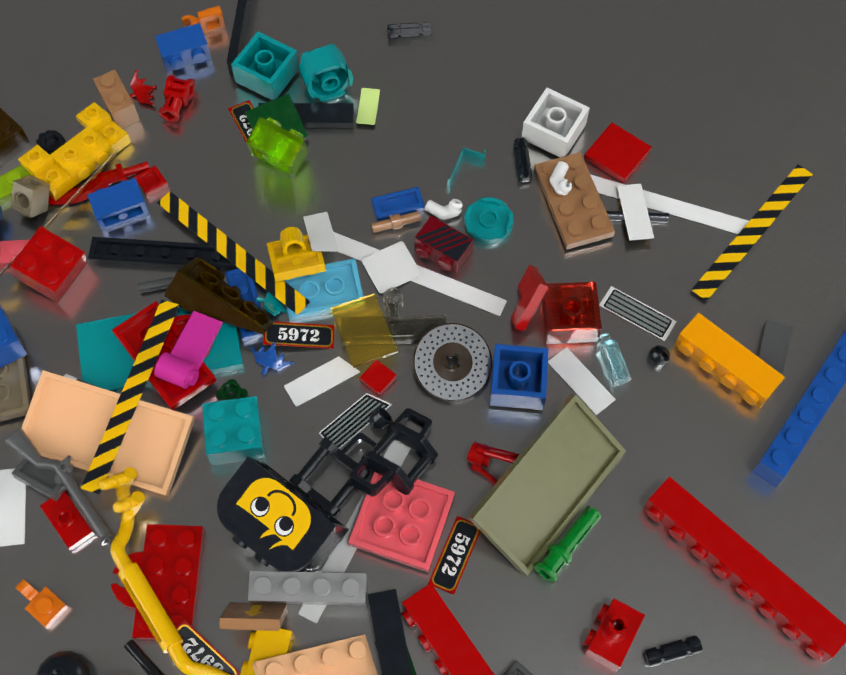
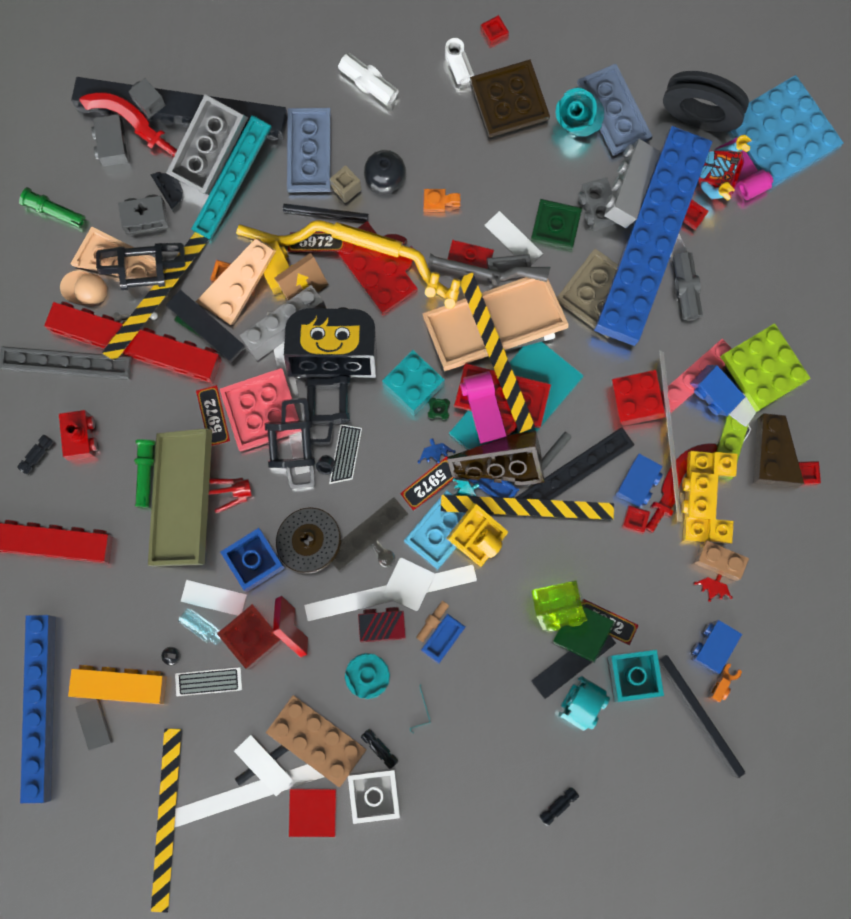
camera: 145 degrees right, 15 degrees up
(30, 196) = (702, 436): dark tan brick -> none
(50, 141) = (733, 492): black animal -> none
(176, 95) = (682, 600): red connector -> none
(319, 380) = (390, 464): white sticker -> none
(320, 232) = (476, 568): white sticker -> none
(364, 330) = (384, 515): clear yellow piece -> none
(368, 106) = (534, 708): yellowish green sticker -> none
(378, 378) = (351, 493): red tile -> none
(444, 212) = (403, 658): white arm -> none
(558, 181) = (334, 741): white arm -> none

